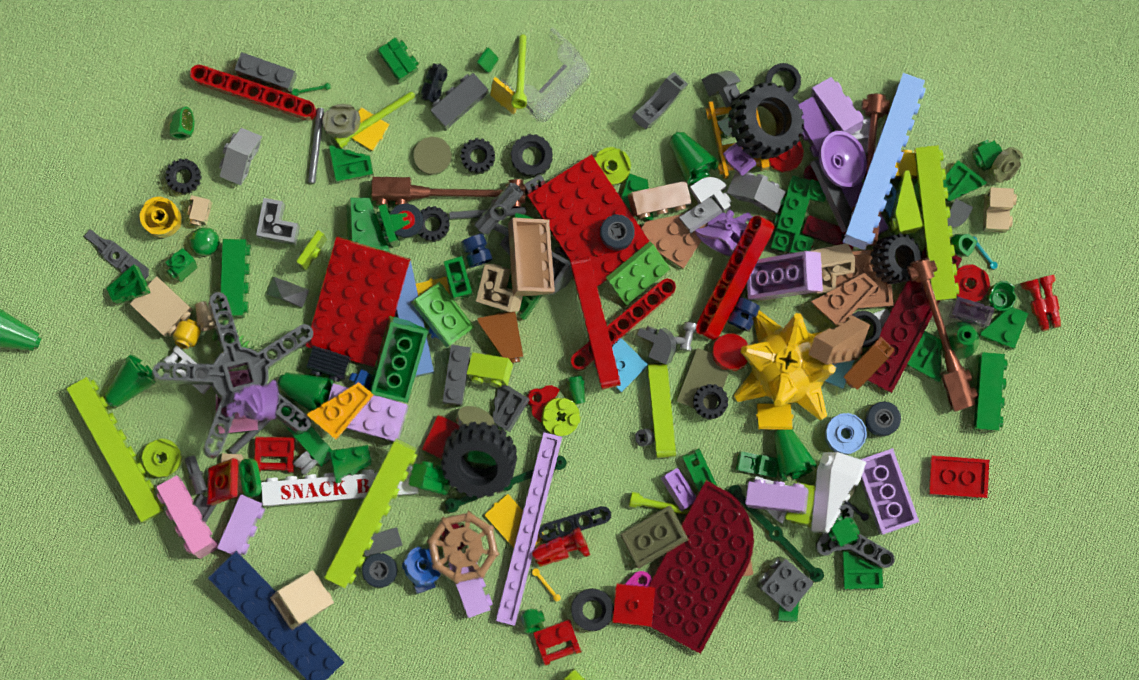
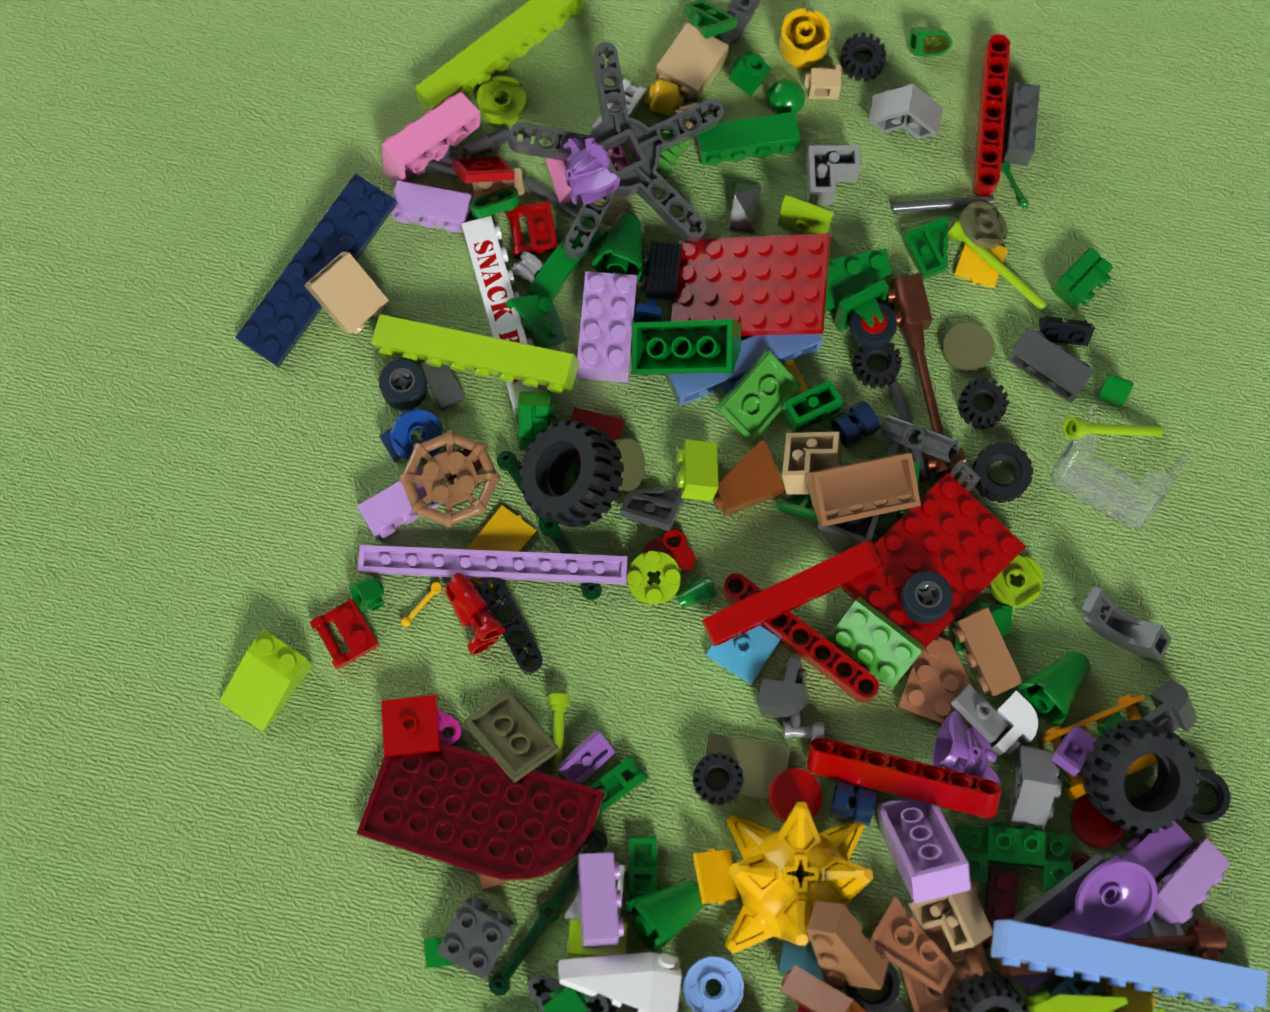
camera: 80 degrees right, 10 degrees down
(129, 382) = (583, 37): green cone -> none
(341, 411) = (601, 287): light orange wing -> none
(456, 375) = (672, 430): dark grey brick -> none
(502, 94) = (1080, 409): yellow piece -> none
(605, 602) = (388, 652): black tyre -> none
(640, 437) = (649, 697): dark grey bush -> none
(661, 410) = (691, 714): lime beam -> none

